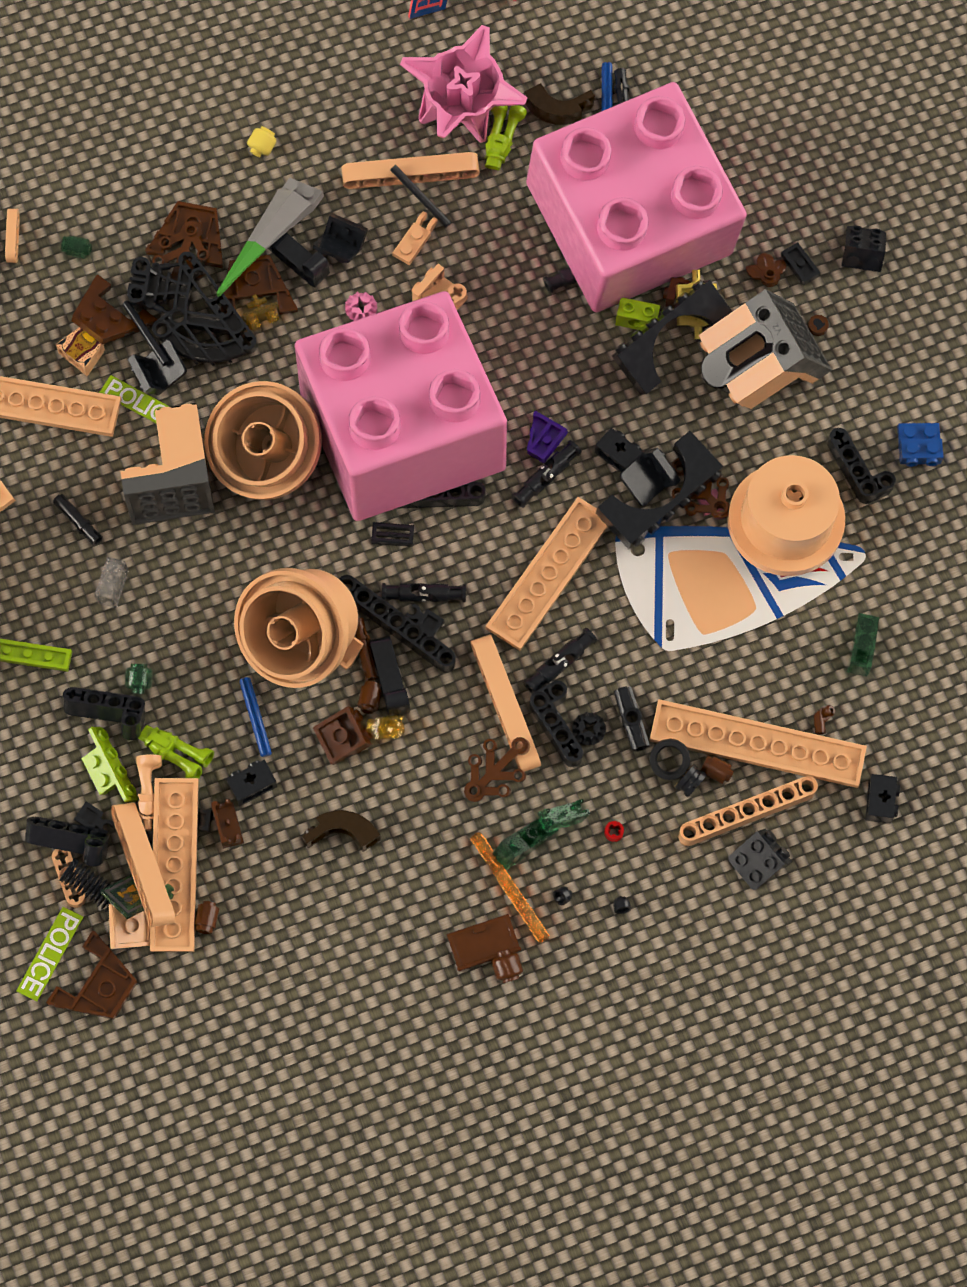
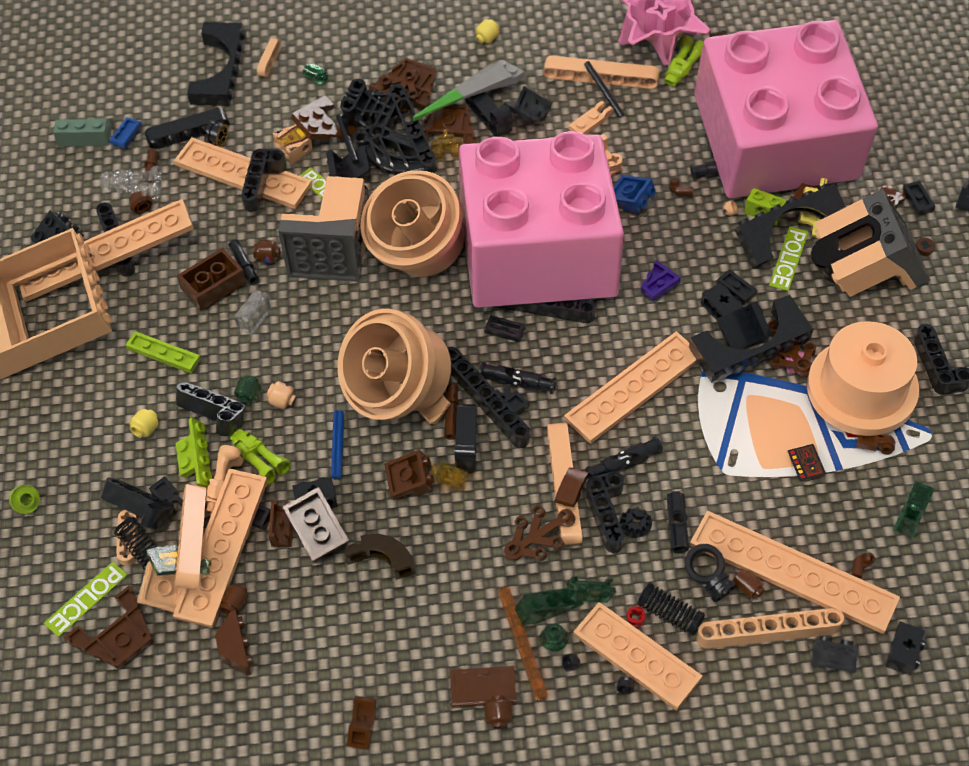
camera: 20 degrees right, 15 degrees down
(40, 745) = (144, 423): none -> light yellow head
(52, 553) = (211, 279): none -> reddish brown brick
(61, 413) = (261, 163): none -> black beam
(100, 502) = (266, 251): none -> reddish brown head
(176, 675) = (280, 395): none -> light nougat head
(222, 965) = (232, 644): none -> reddish brown slope
(267, 818) = (315, 524): none -> brick
(369, 697) = (443, 449): reddish brown brick -> none
(376, 1010) = (362, 722): none -> reddish brown slope
(488, 329) = (633, 192): none -> blue plate
(517, 711) = (570, 487): none -> reddish brown slope
(535, 878) = (554, 637): none -> clear green cone
(537, 312) = (678, 189): none -> reddish brown arm
(548, 472) = (654, 308): black piece -> none
(600, 324) = (731, 208): none -> light nougat hinge
(619, 809) = (696, 622): none -> black piece
(625, 872) = (637, 656): none -> light nougat plate
(629, 424) = (737, 286): none -> black plate
(676, 372) = (788, 258): none -> lime sticker
(746, 618) = (806, 463): none -> piece
(759, 858) = (771, 674): black bracket -> none
(815, 821) = (835, 655): none -> black bracket
(821, 578) = (886, 443): none -> reddish brown plate

